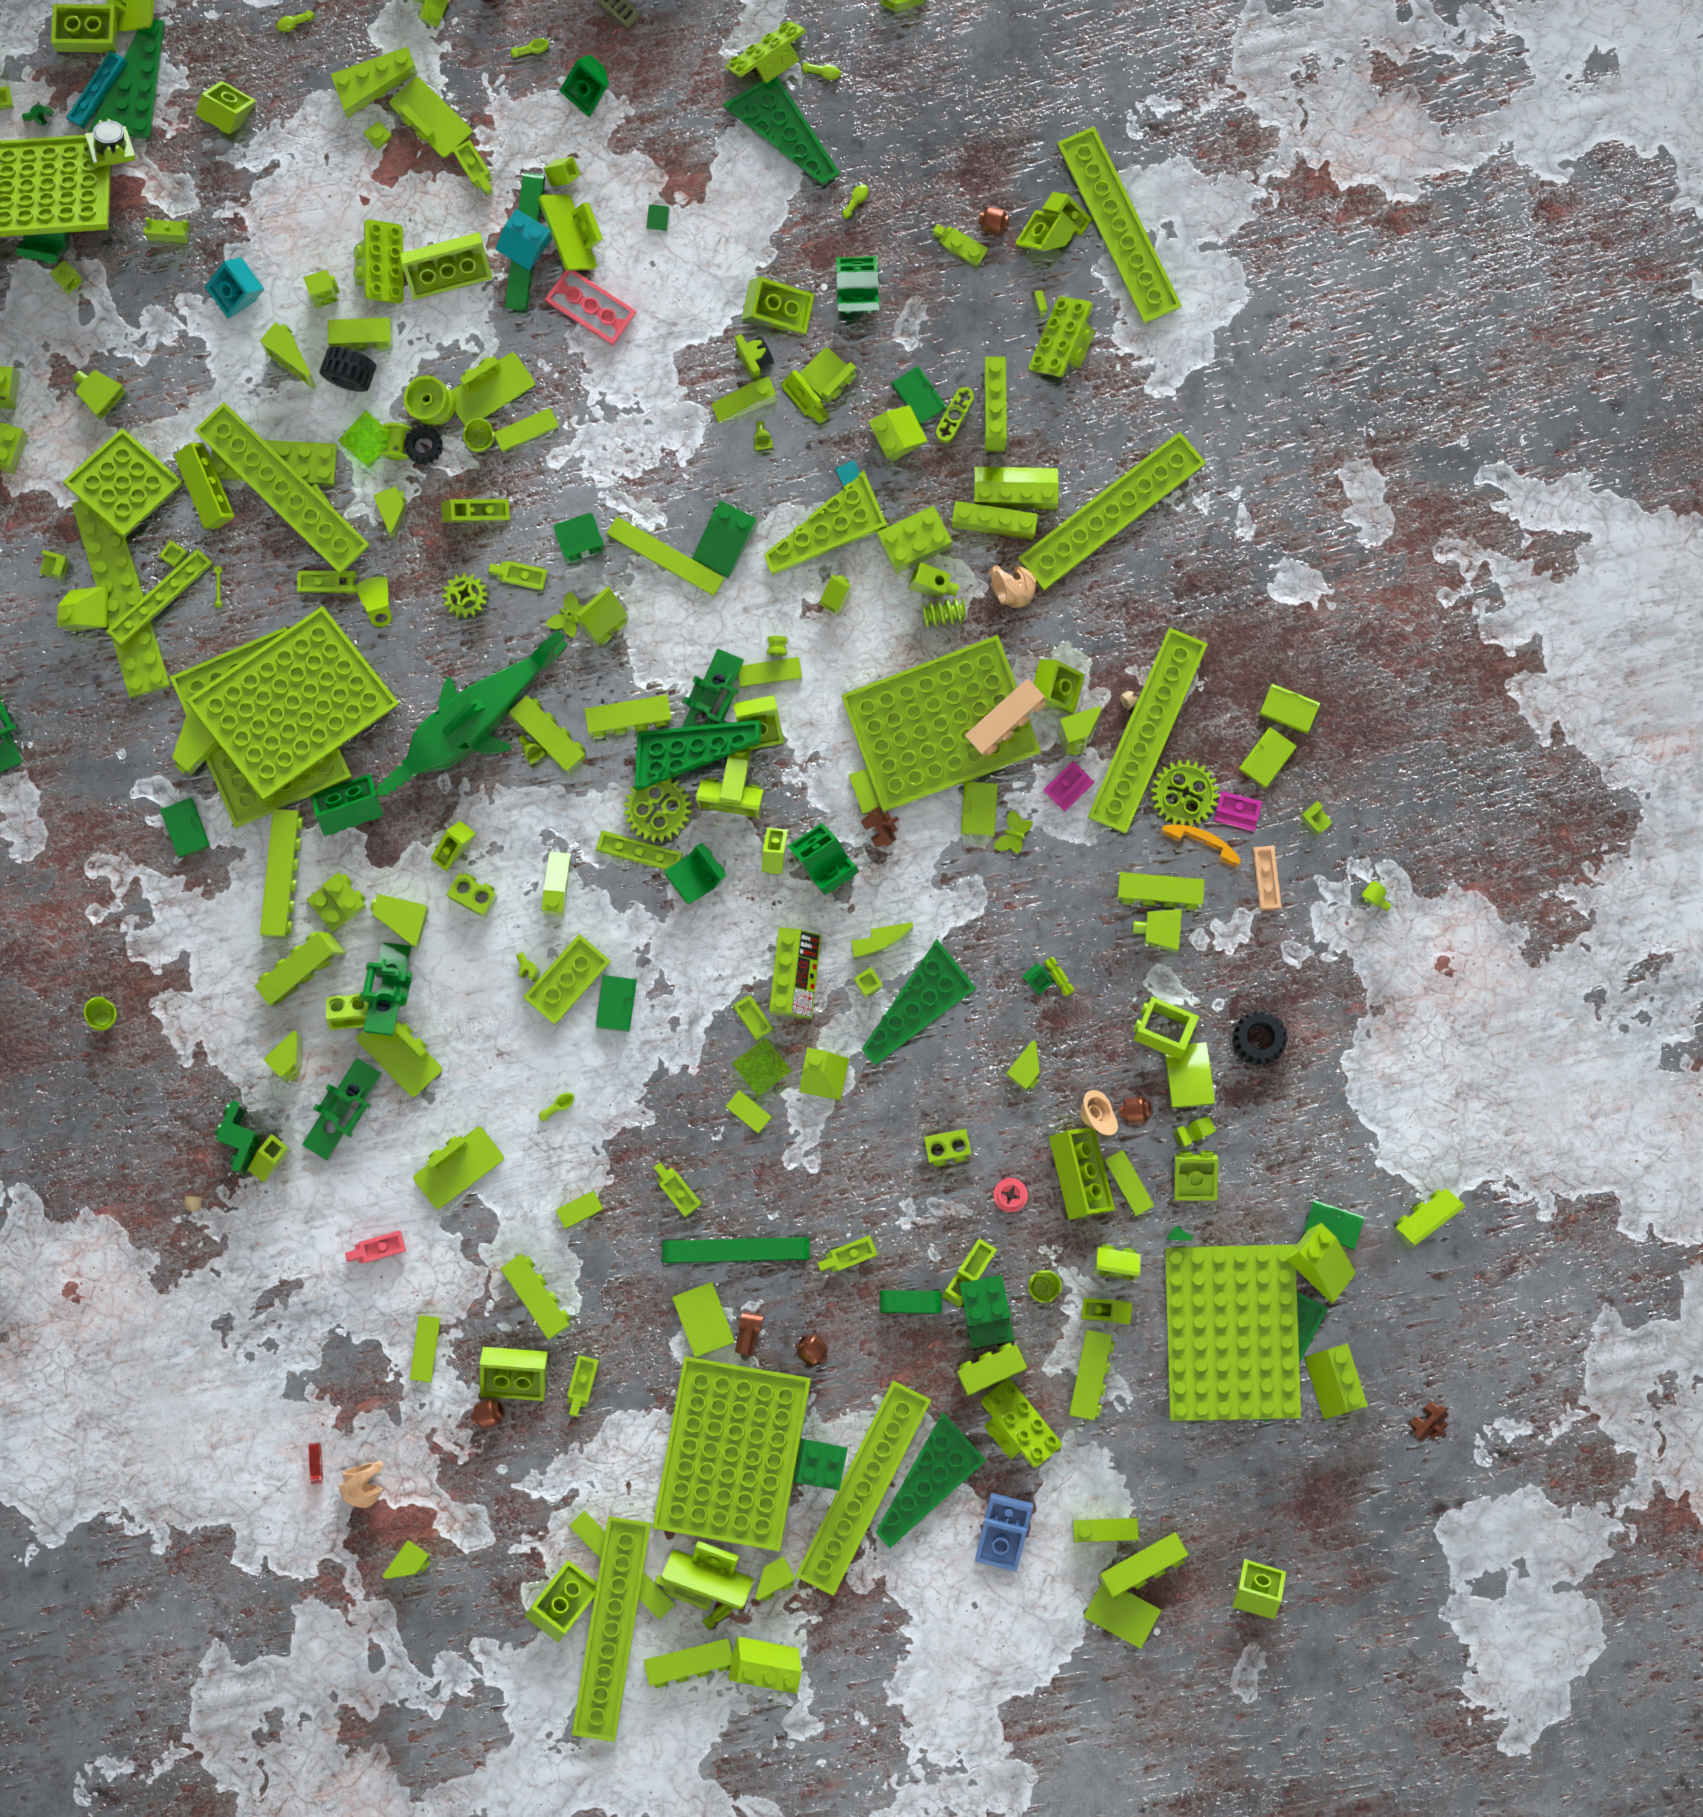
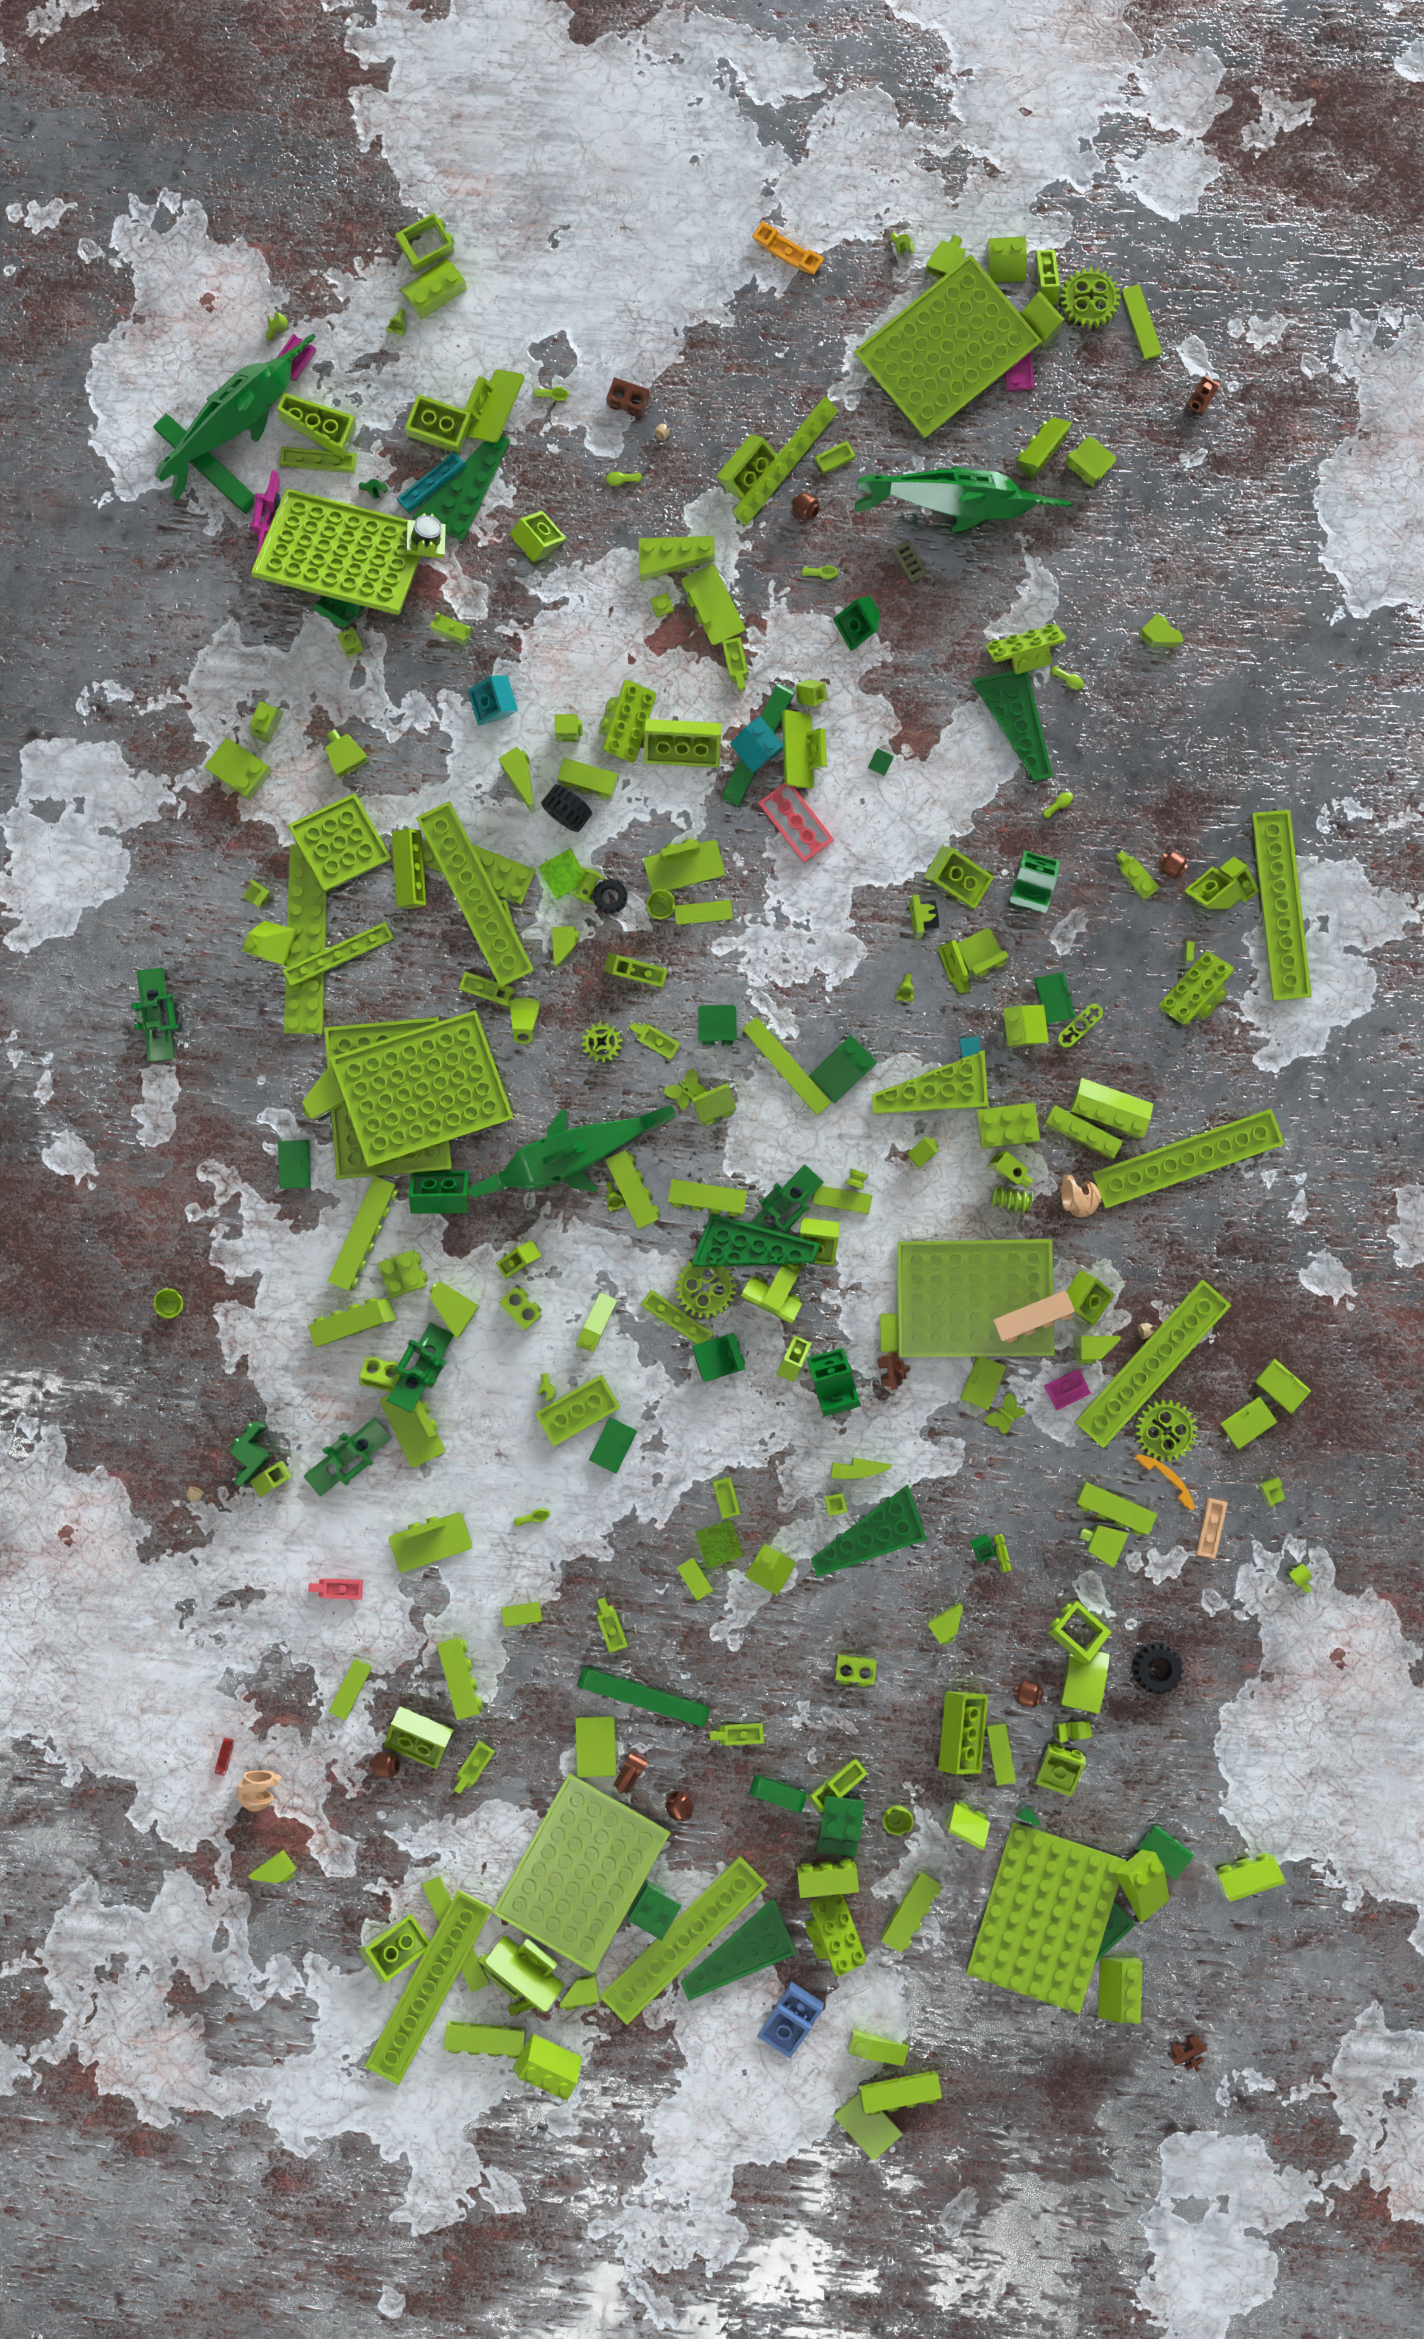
camera: 15 degrees right, 5 degrees up
(173, 554) = (362, 919): lime tile -> none
(218, 570) = (396, 946): lime hinge -> none
(287, 1057) = (314, 1398): lime slope -> none
(429, 401) = (628, 860): lime wheel -> none
(744, 400) = (901, 951): lime slope -> none
(795, 973) = (775, 1472): lime slope -> none
(995, 404) = (1125, 1013): lime arch -> none
(1005, 1186) = (904, 1728): coral gear -> none
(1098, 1113) = (995, 1687): light nougat piece -> none
(1106, 1311) = (943, 1860): lime slope -> none
(1237, 811) = (1206, 1461): dark pink plate -> none
(1259, 1589) = (992, 2146): lime slope -> none

